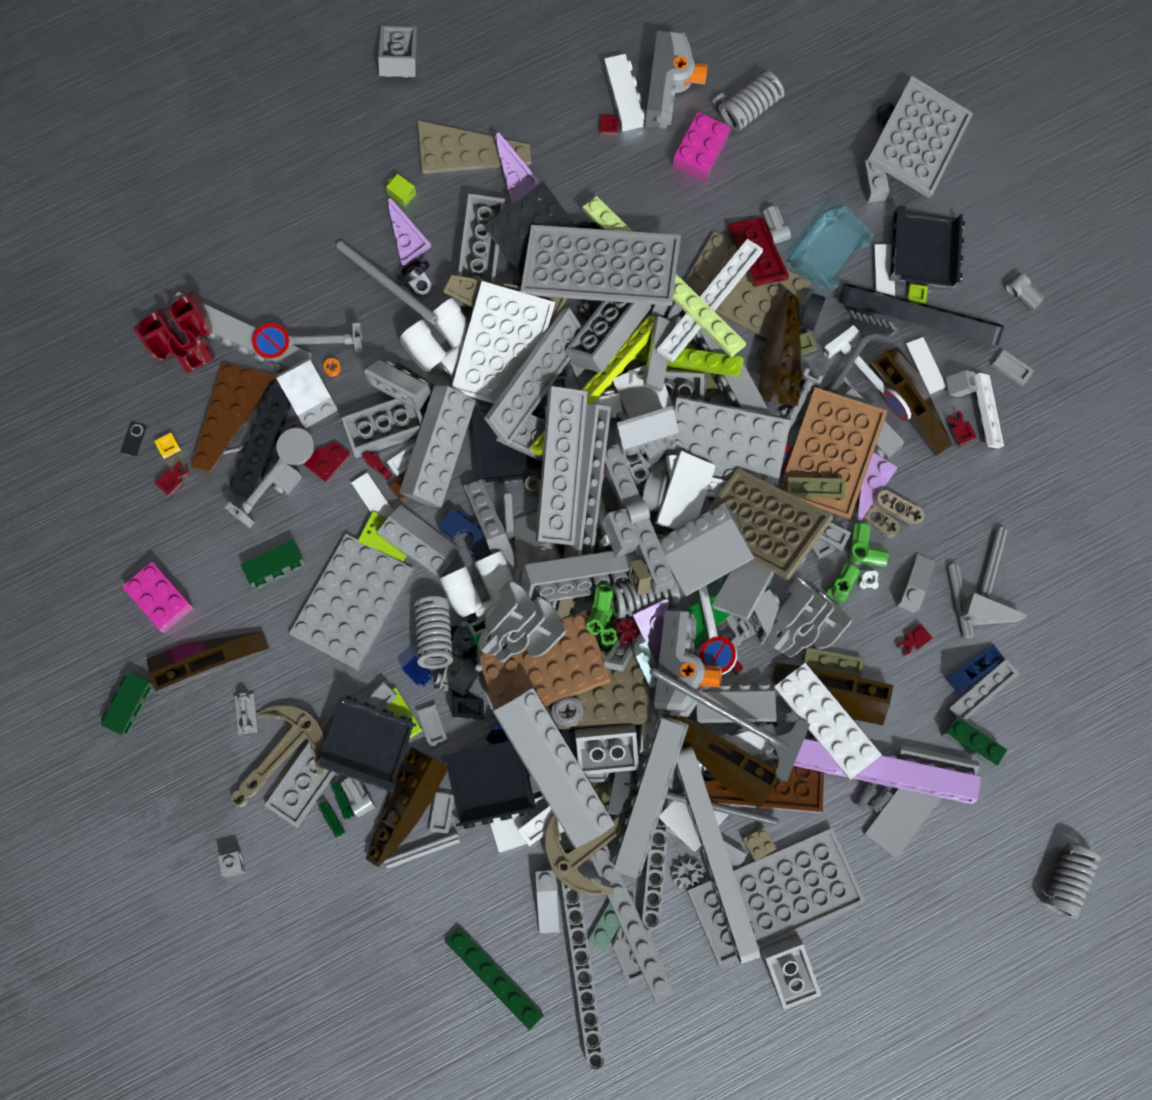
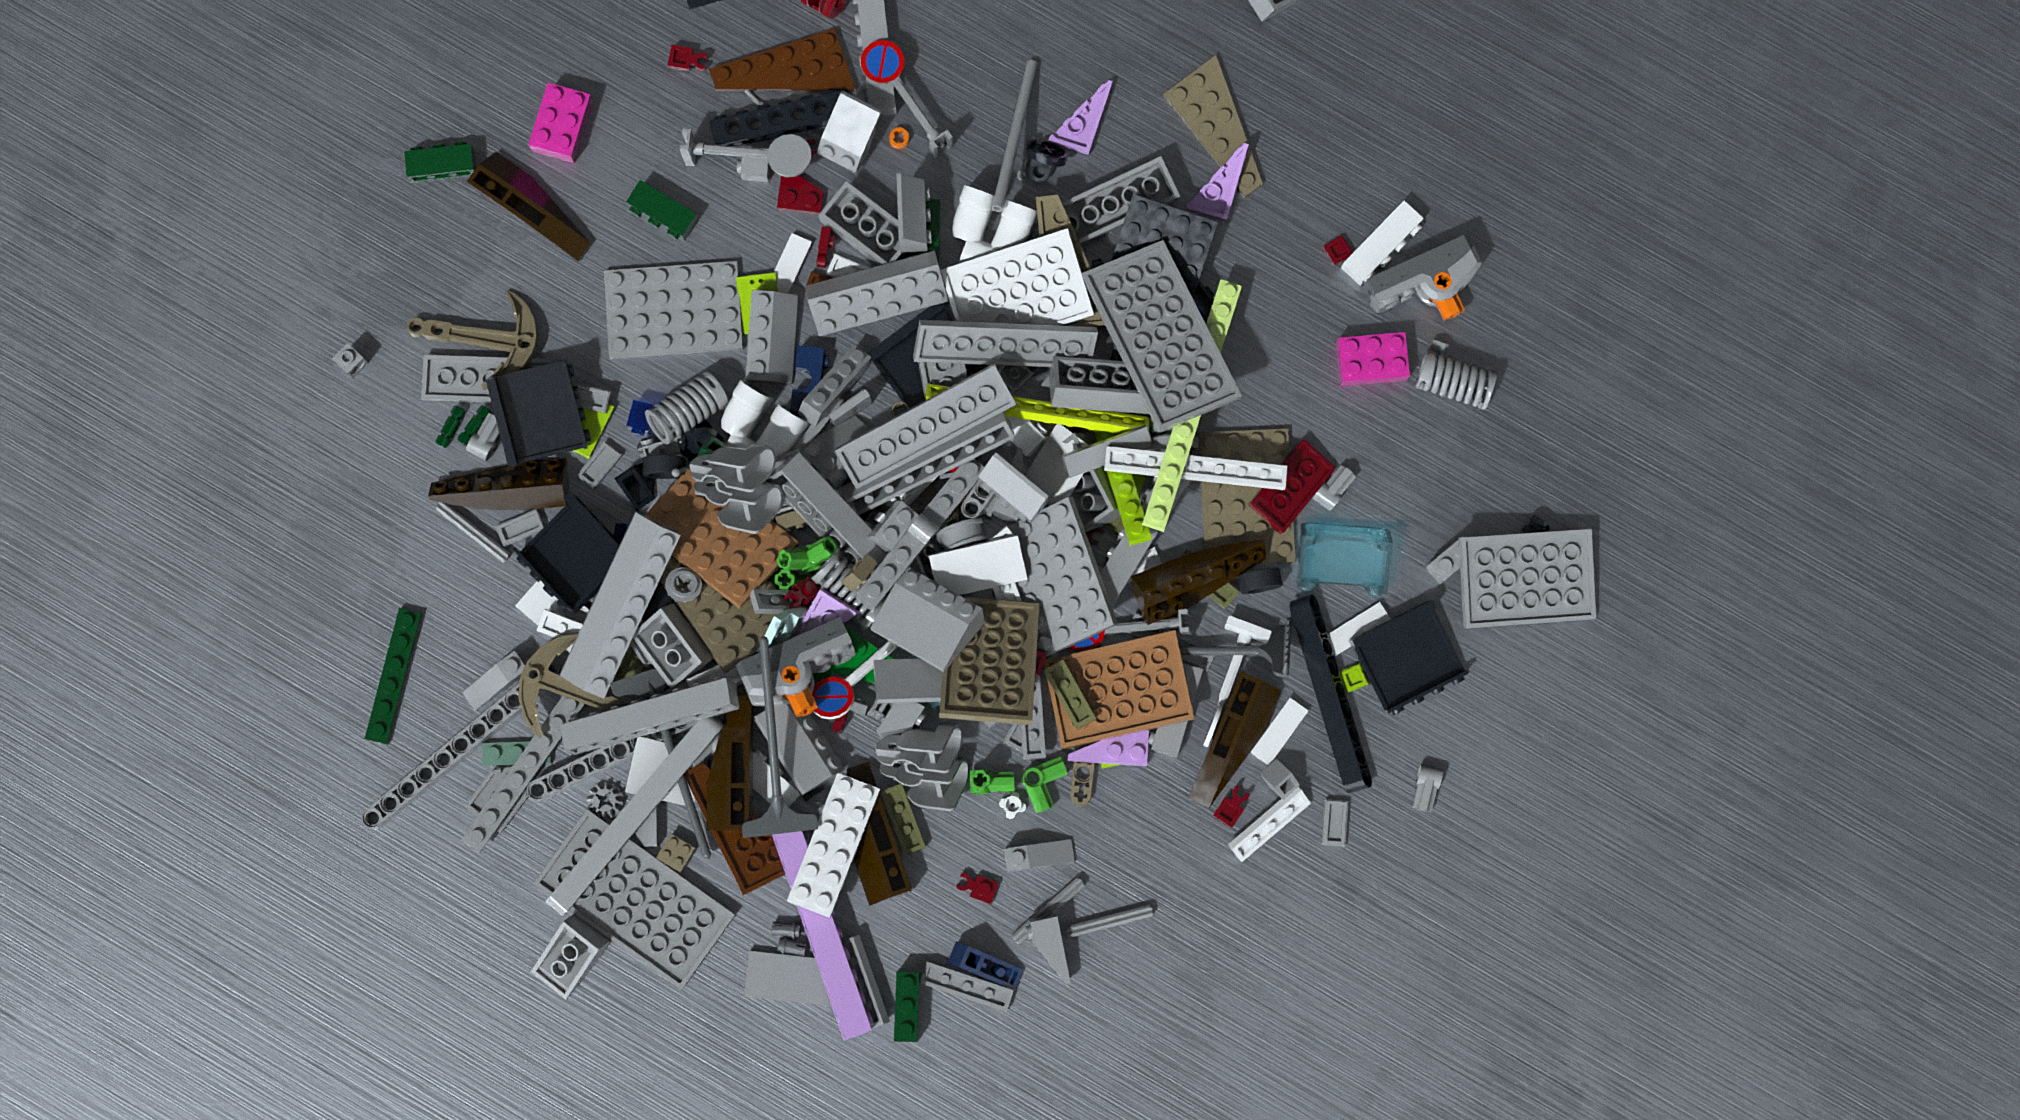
camera: 60 degrees right, 5 degrees up
(167, 445) = (717, 32): yellow plate -> none
(246, 713) = (501, 280): light grey hinge -> none
(400, 190) = (1128, 85): lime brick -> none
(906, 507) = (1112, 796): dark tan beam -> none

